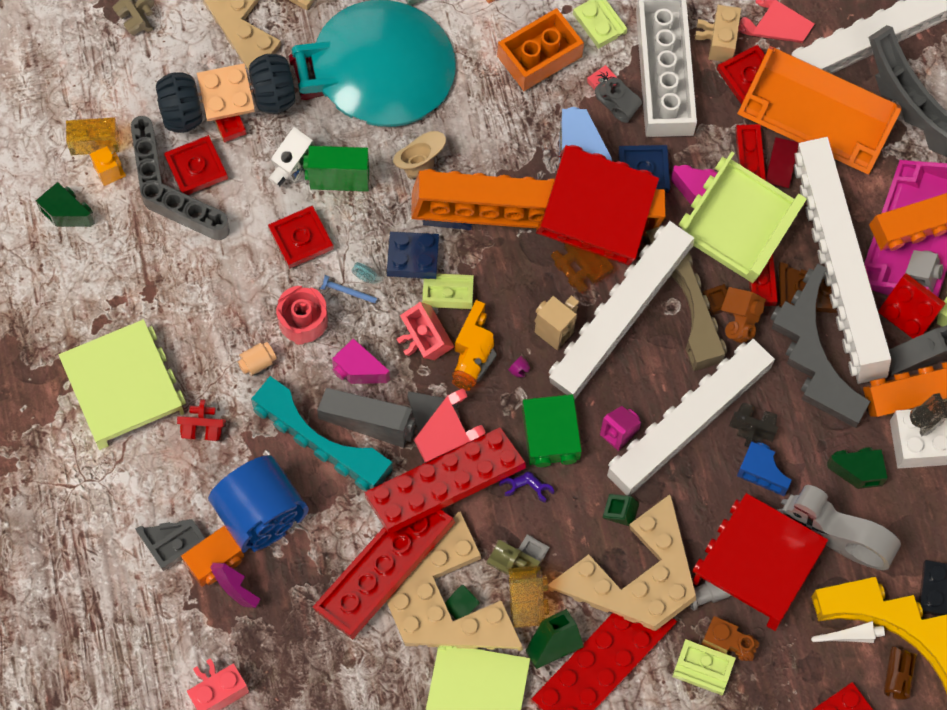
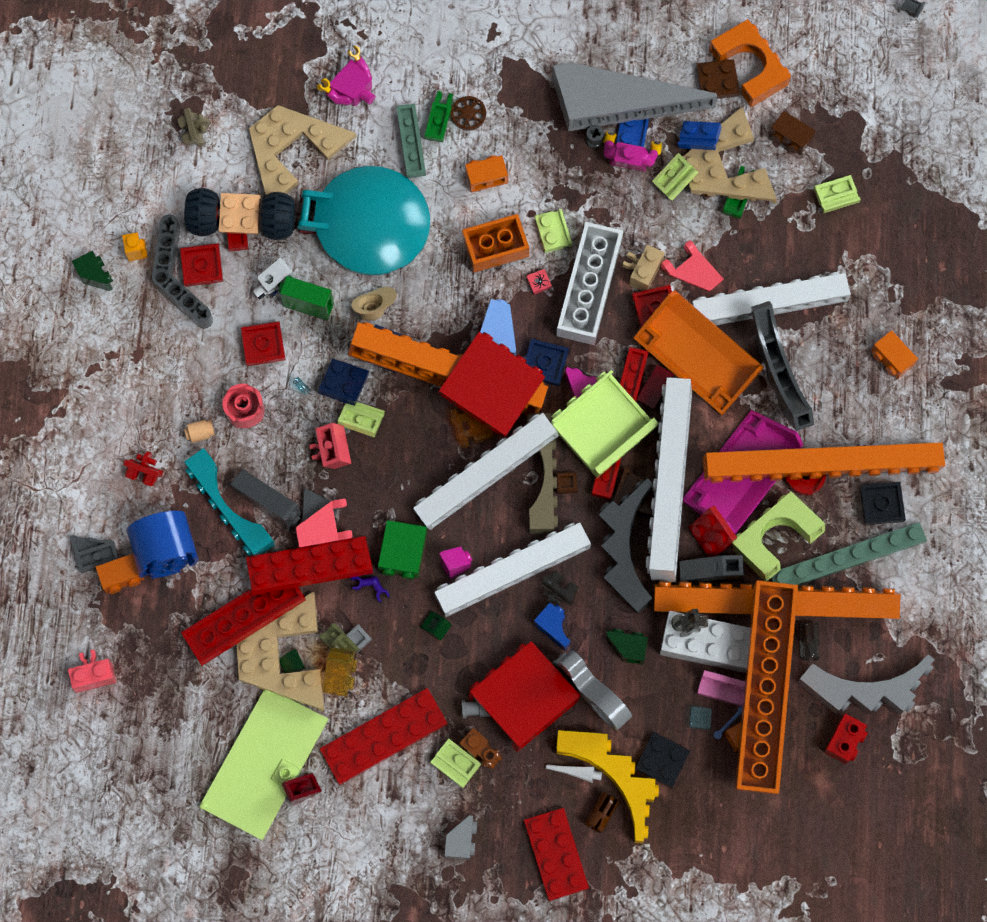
camera: 20 degrees right, 5 degrees up
(90, 135) = (130, 220): clear yellow brick -> none
(121, 381) = (94, 420): yellowish green panel -> none
(230, 582) = (125, 597): magenta slope -> none
(326, 283) = (271, 386): medium blue piece -> none
(358, 365) = (273, 457): dark pink slope -> none
(475, 349) = (367, 469): light orange plate -> none
(519, 365) = (395, 493): magenta hinge -> none
(554, 639) = (350, 710): dark green slope -> none
(556, 320) = (434, 466): tan brick -> none
(619, 99) = (545, 303): dark grey piece -> none
(653, 595) = (435, 698): tan wing -> none
(746, 309) = (582, 498): dark orange brick -> none
(925, 268) = (733, 505): light grey brick -> none

